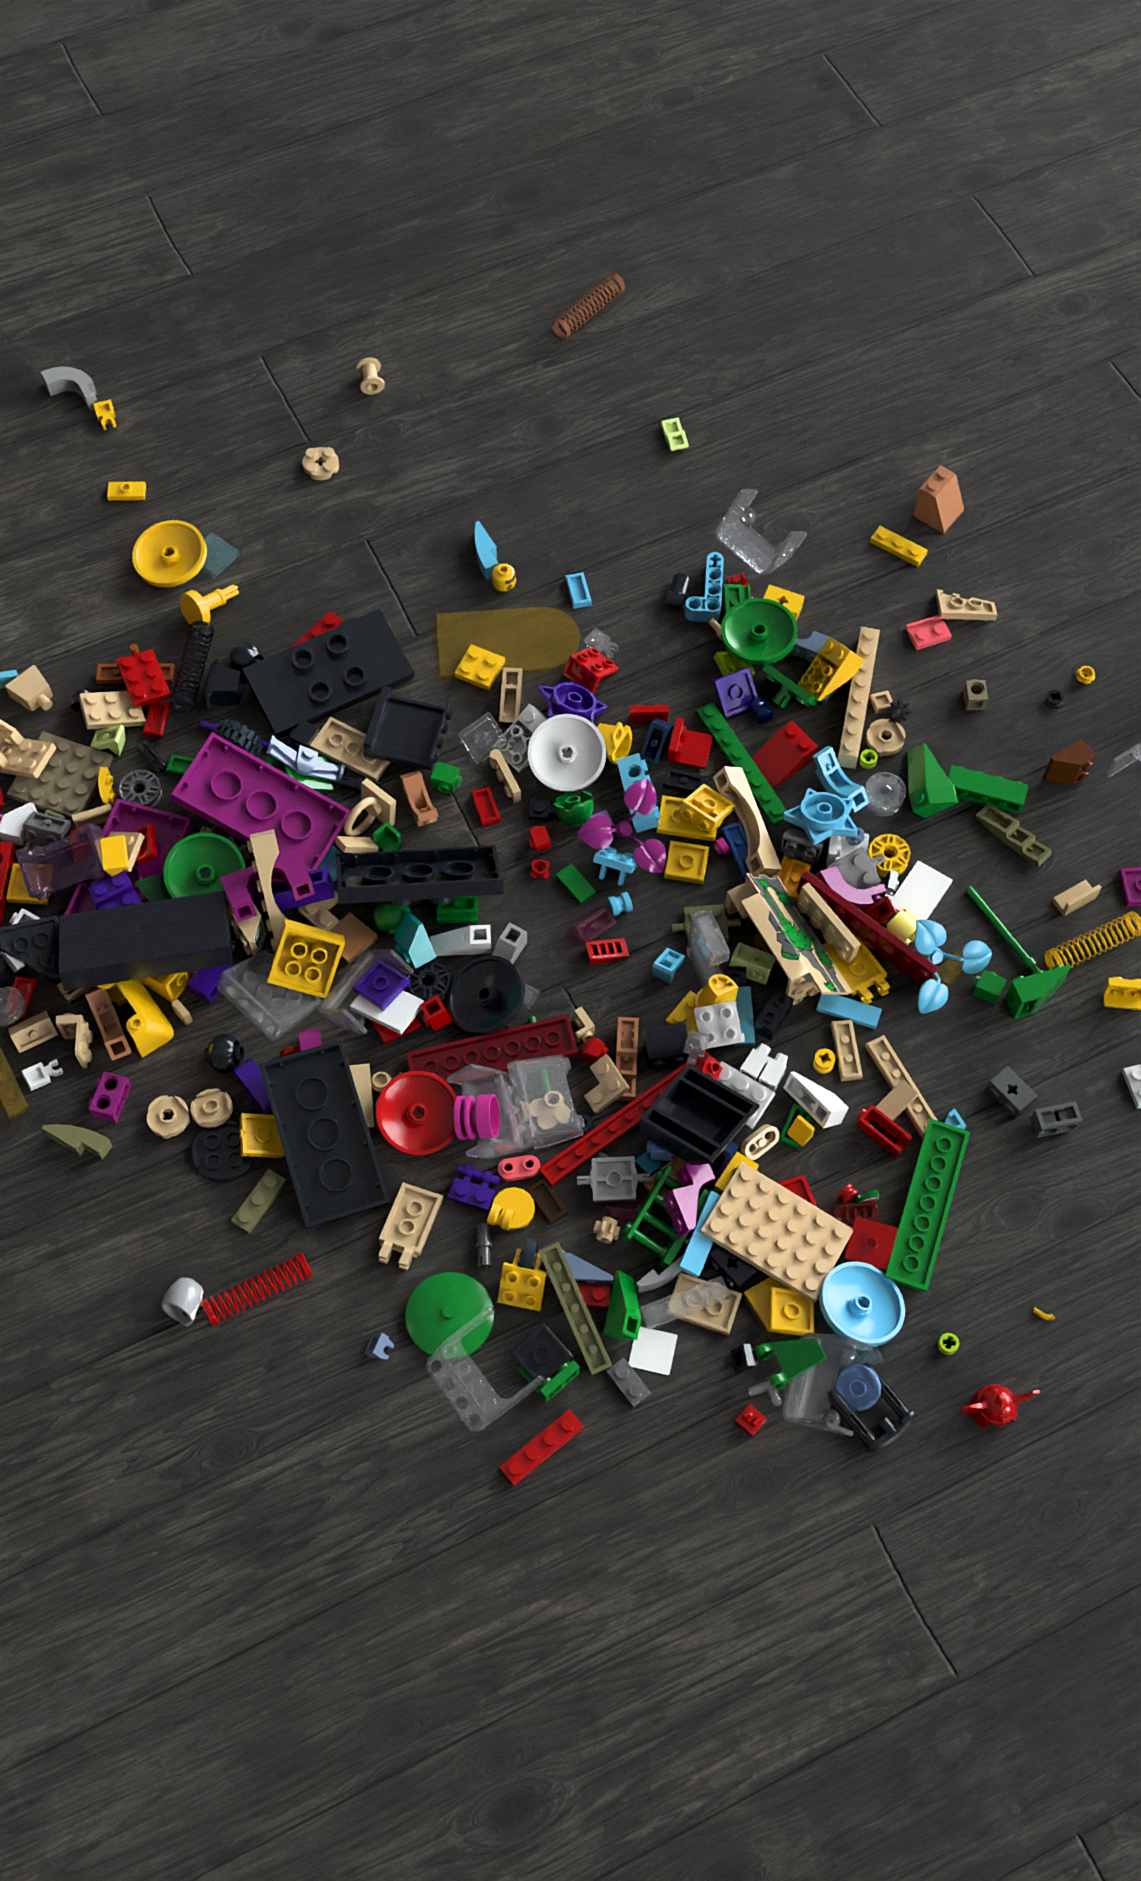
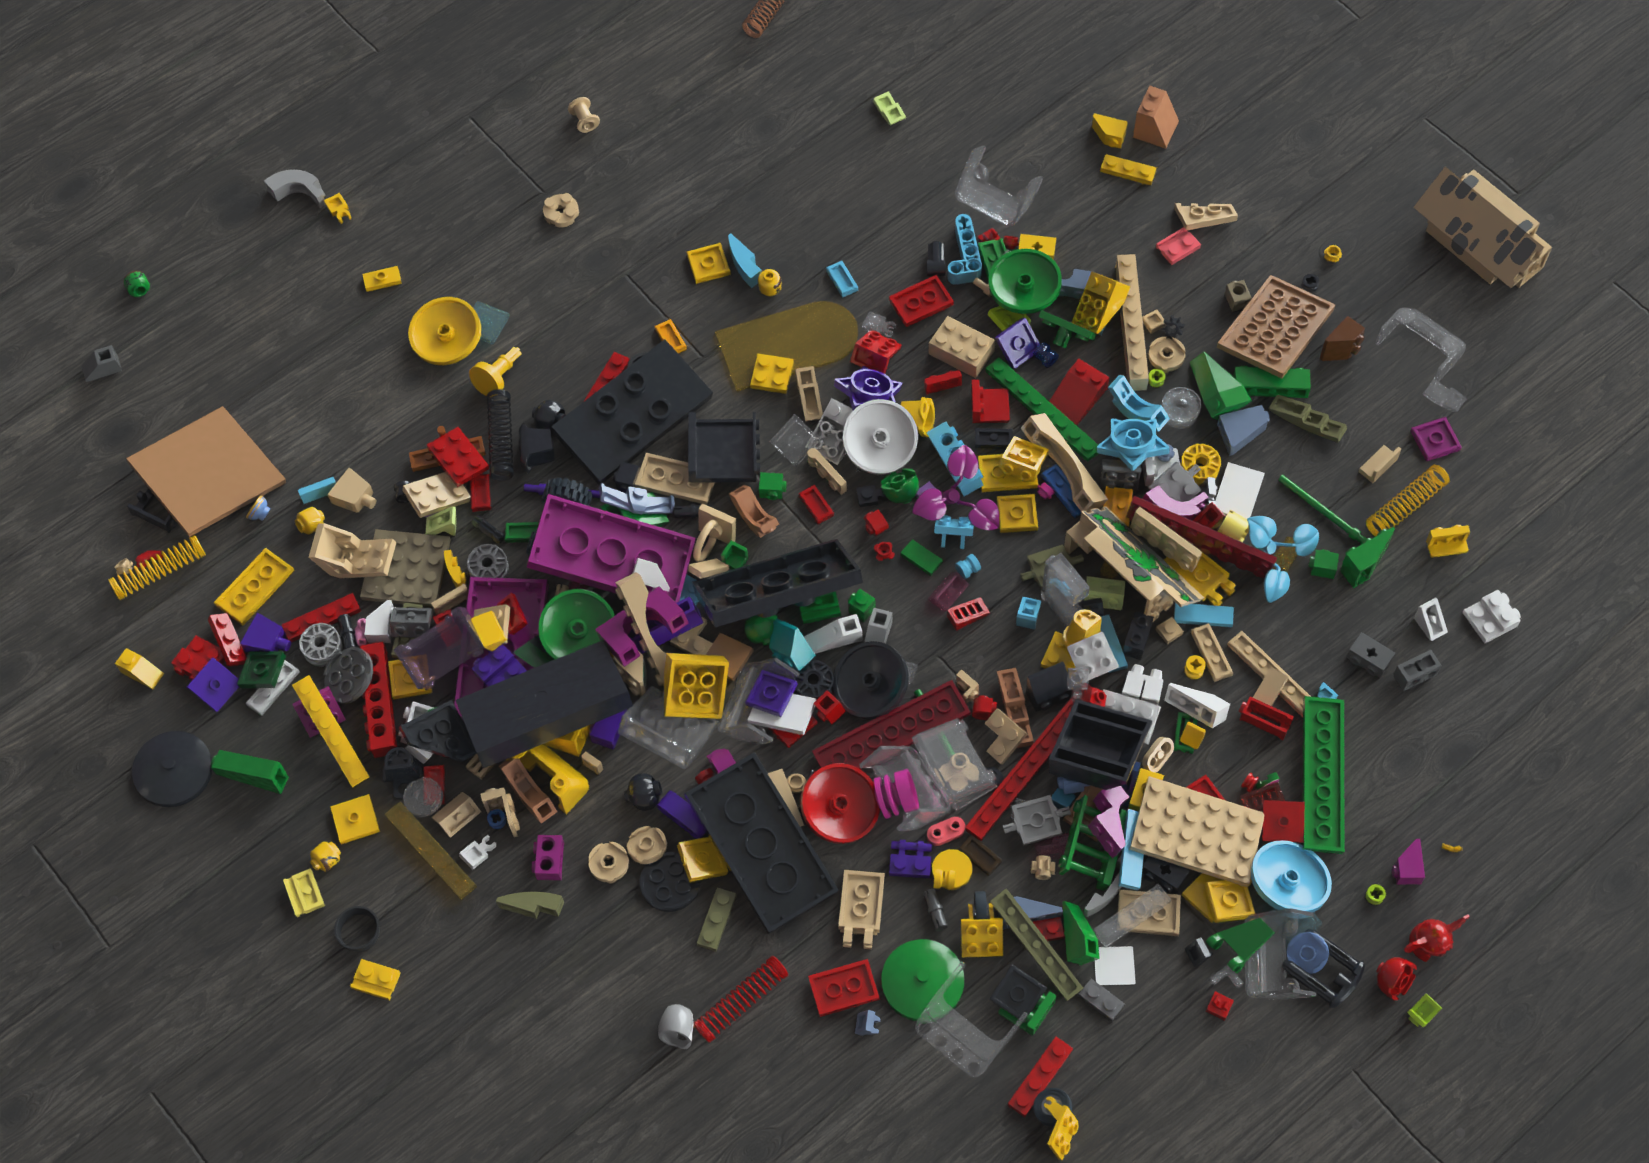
camera: 10 degrees left, 0 degrees up
(68, 1039) = (498, 825): none -> blue bush
(292, 836) = (650, 574): none -> white slope
(365, 1303) = (843, 987): none -> red plate
(391, 609) = (669, 332): none -> light orange tile
(450, 545) = (708, 263): none -> yellow tile
(499, 916) = (861, 604): none -> green brick
(544, 1486) = (1055, 1110): none -> yellow plate
(650, 629) = (921, 300): none -> red plate
(656, 740) = (957, 405): dark blue slope -> none
(677, 683) = (961, 347): none -> tan brick
(758, 590) = (1011, 242): none -> red plate
(808, 1017) = (1169, 630): none -> tan plate
(891, 503) = (1110, 130): none -> yellow slope
(942, 828) = (1242, 427): none -> sand blue slope
(944, 1436) = (1395, 977): none -> red cylinder
(965, 1480) = (1424, 1011): none -> lime bracket
(992, 1322) = (1410, 866): none -> magenta slope
(1005, 734) = (1276, 326): none -> medium nougat plate
(1086, 1070) = (1431, 619): none -> white slope

